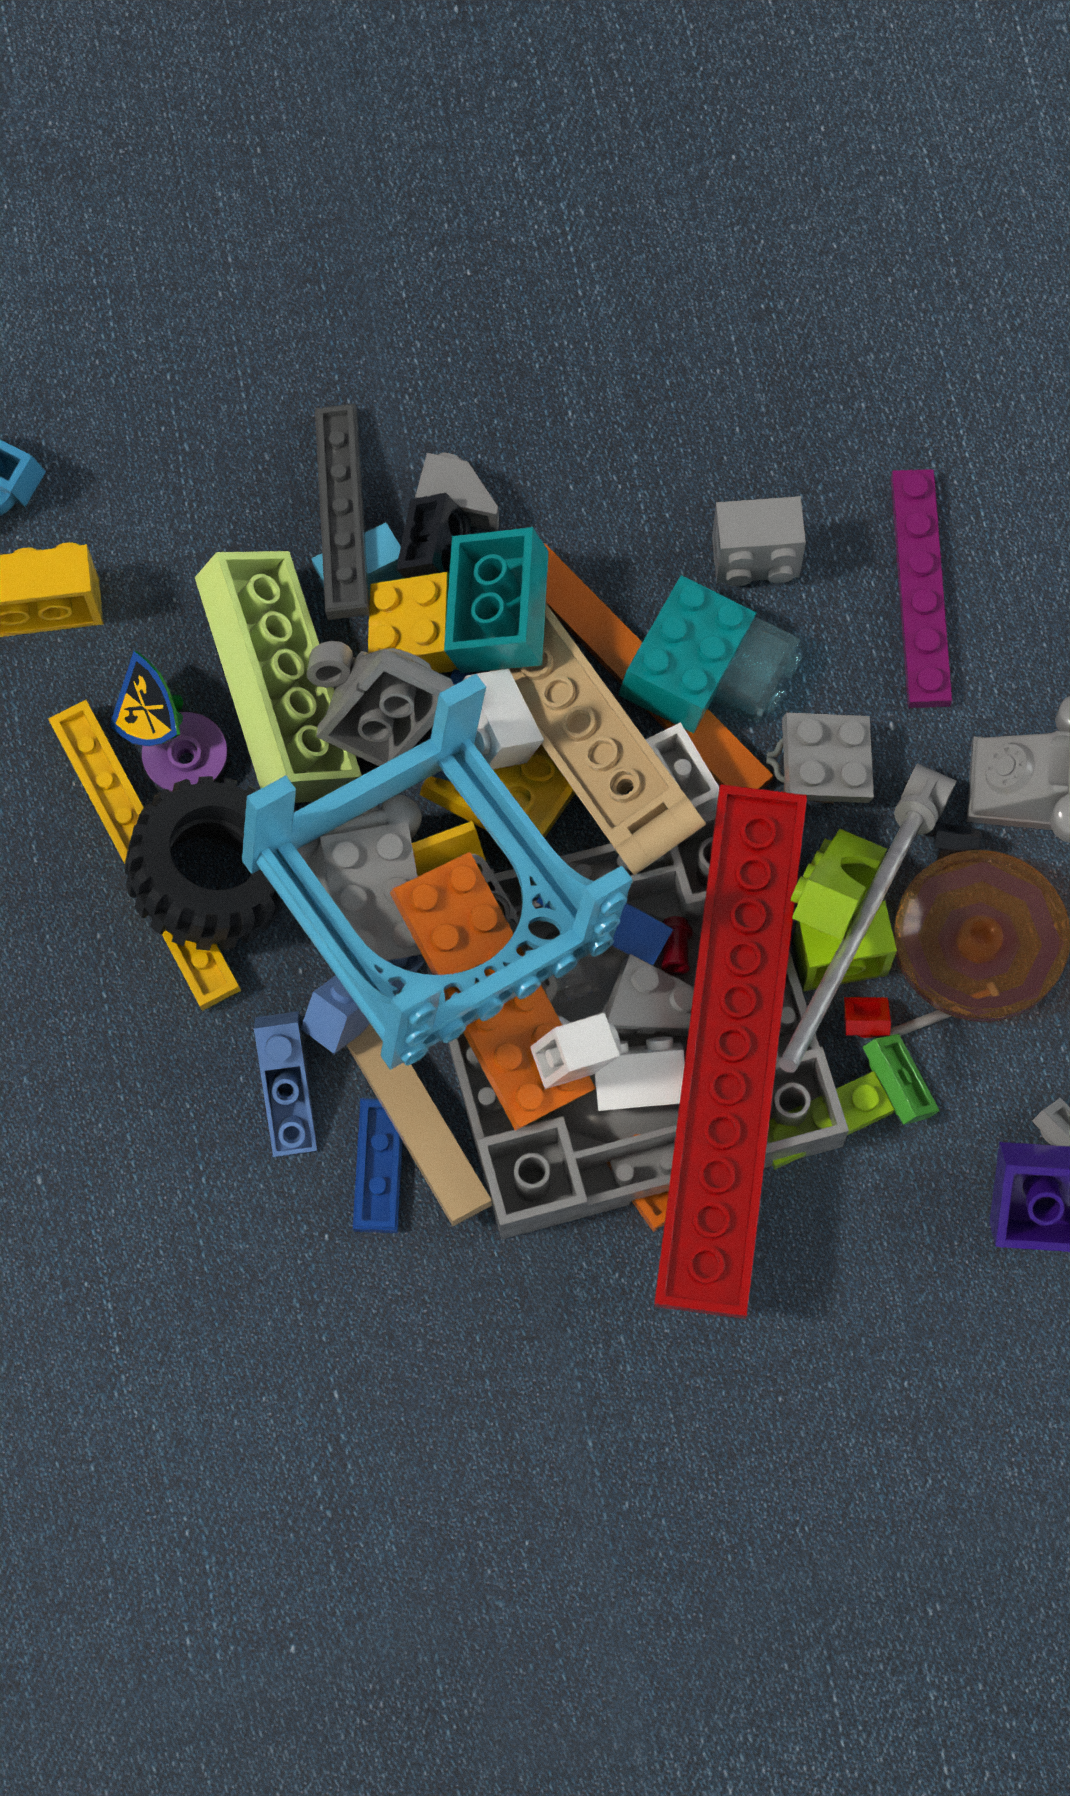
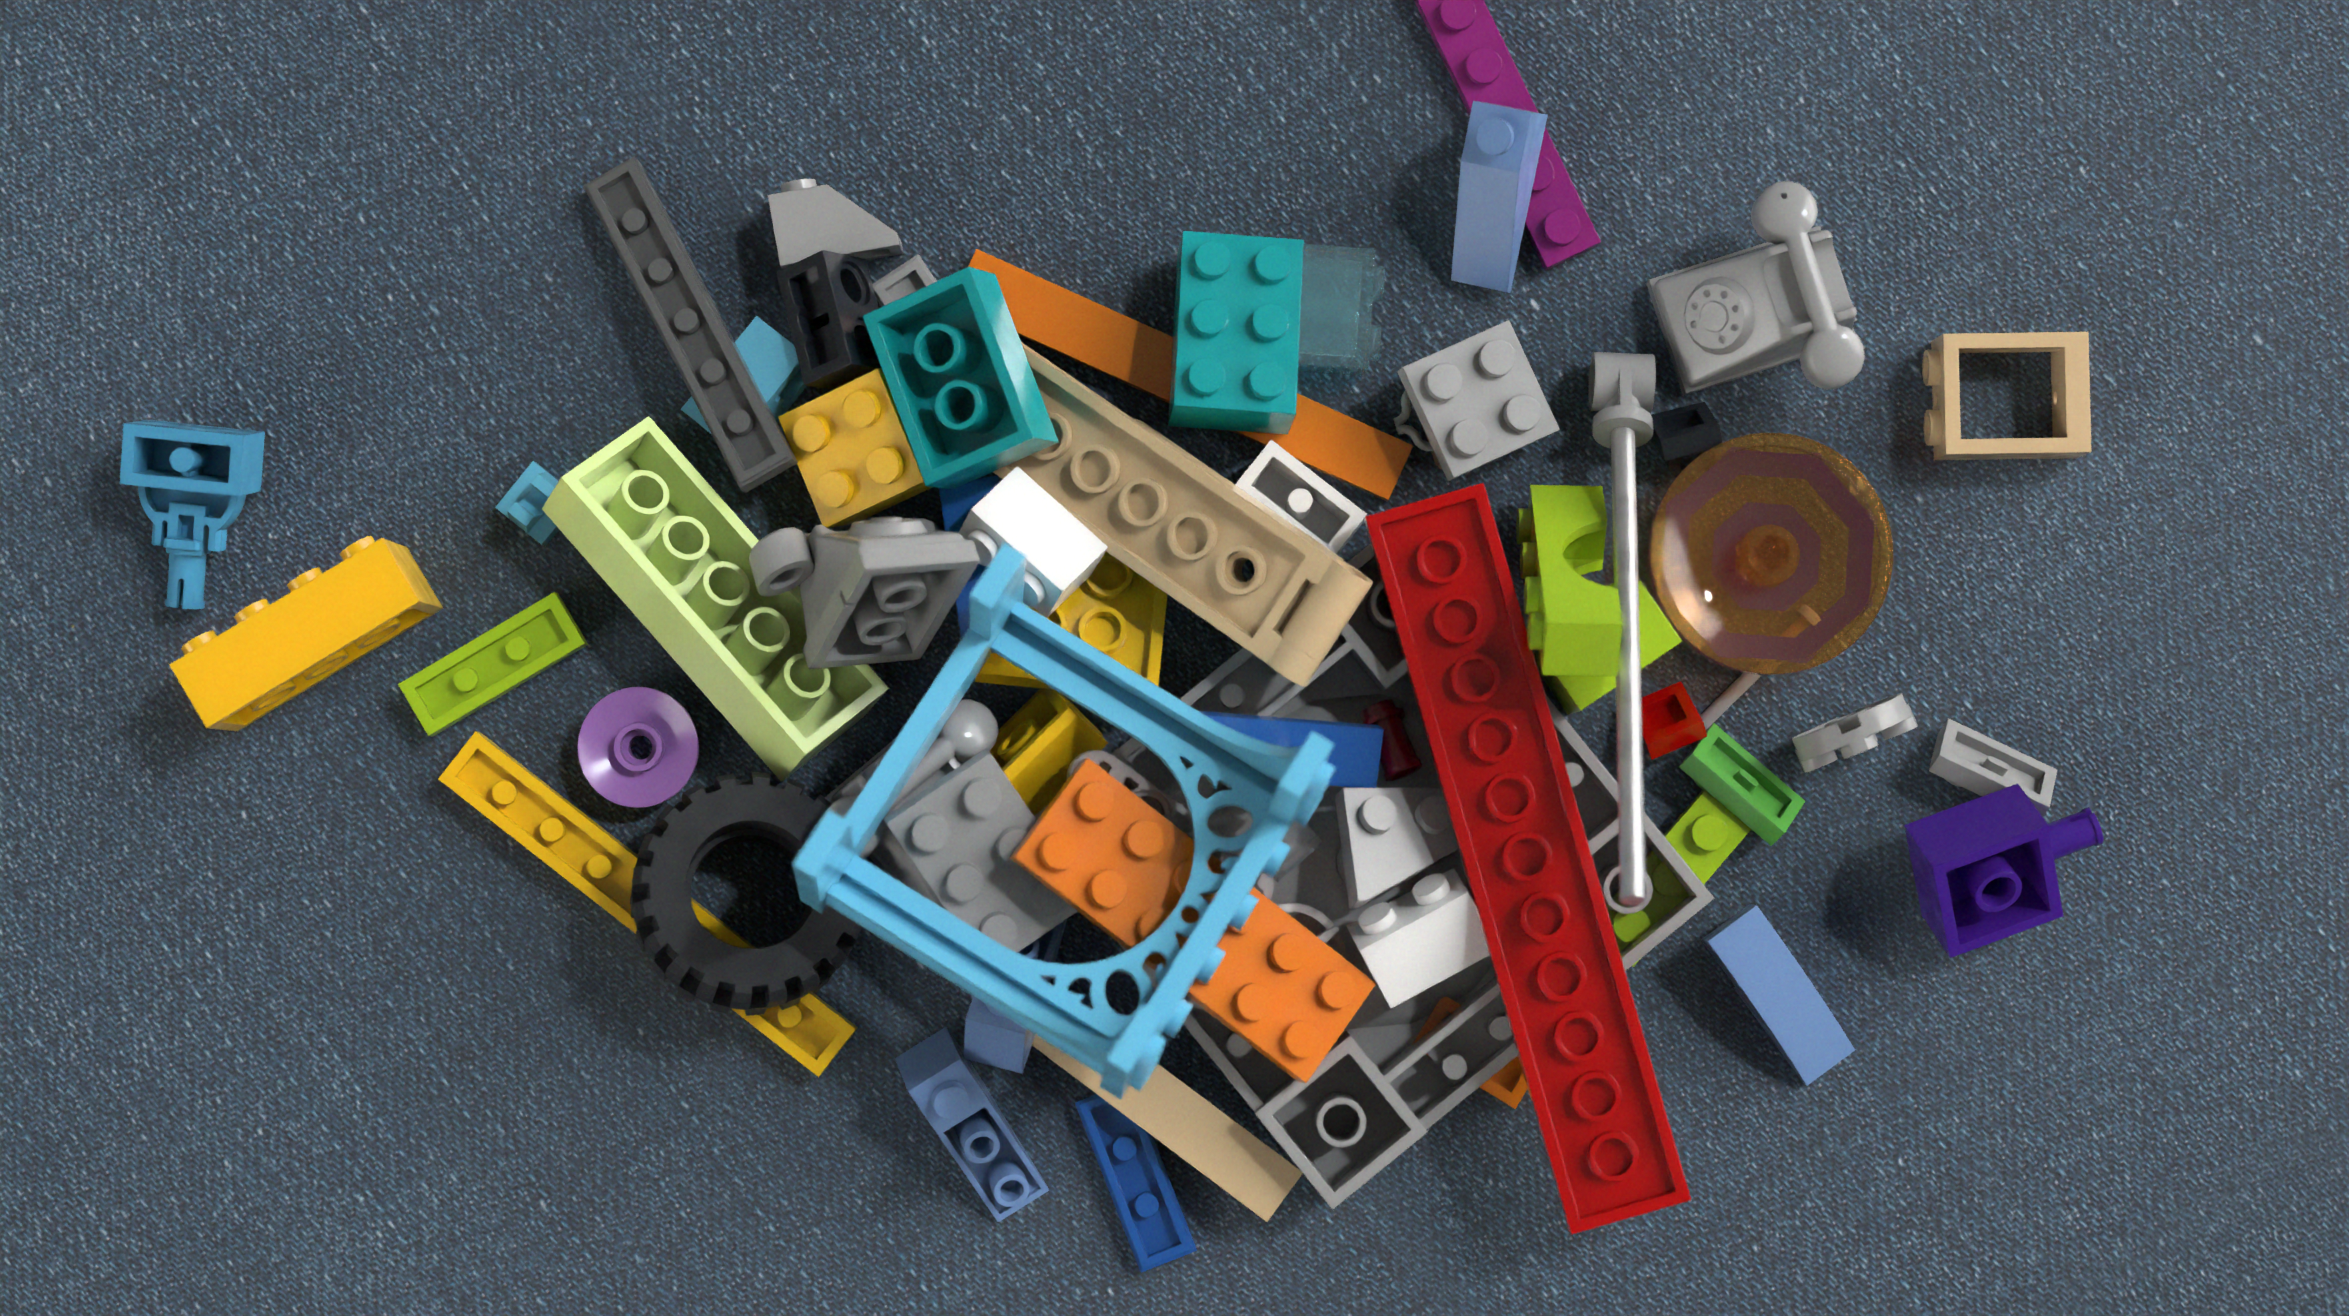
camera: 25 degrees left, 15 degrees up
(106, 665) = (493, 664): none -> lime plate
(145, 707) = (560, 713): shield -> none
(184, 584) = (525, 502): none -> medium azure tile
(575, 1050) = (1343, 970): white brick -> none
(758, 540) = (1262, 133): light grey brick -> none
(868, 1227) = (1778, 993): none -> medium blue slope
(895, 635) = (1495, 193): none -> medium blue slope
(990, 1071) = (1853, 732): none -> light grey plate

